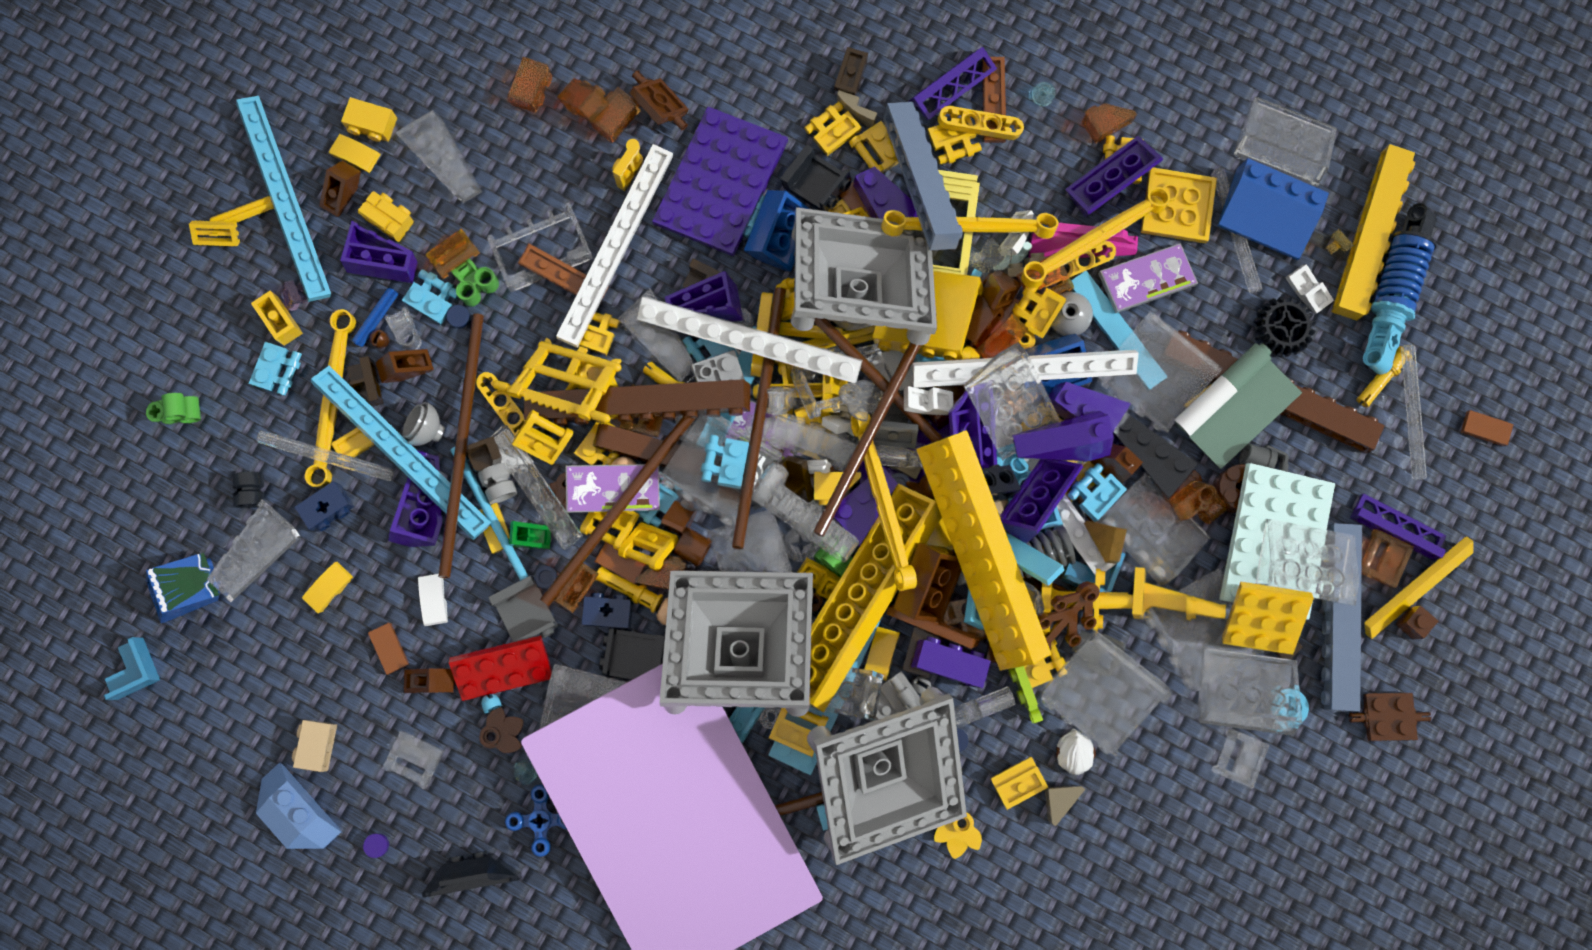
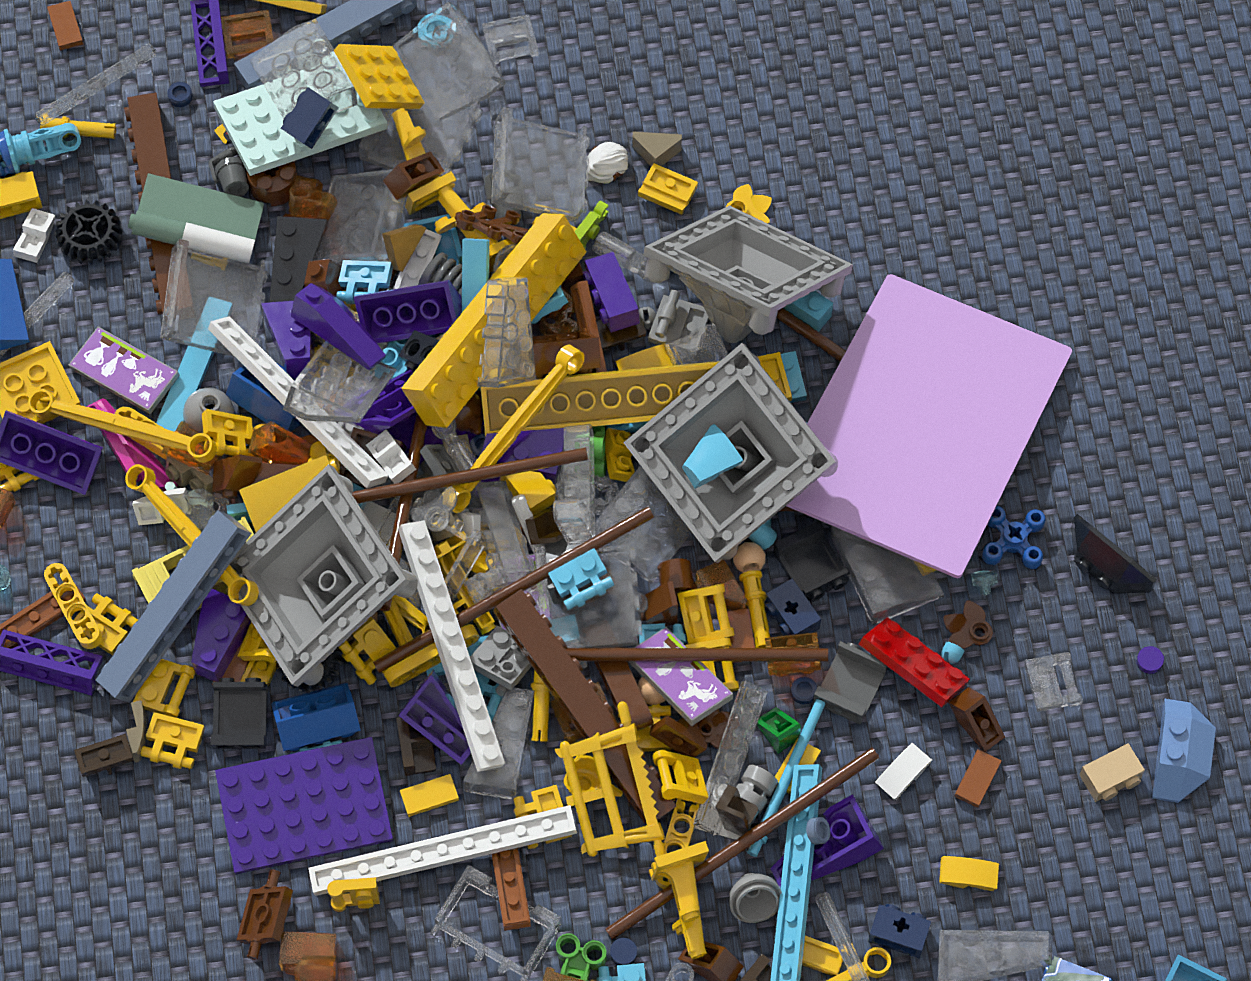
camera: 125 degrees left, 15 degrees down
(426, 498) = (818, 830): none -> sand blue tile
(474, 383) = (679, 870): none -> yellow piece
(573, 458) = (679, 736): none -> reddish brown slope
(666, 268) = (429, 795): none -> yellow tile
(747, 624) = (711, 457): none -> medium azure slope
(955, 540) = (507, 335): none -> clear wedge
(1158, 584) = (413, 175): none -> reddish brown slope
(1262, 532) = (309, 117): none -> dark blue brick
(1364, 473) = (180, 94): none -> dark blue tile

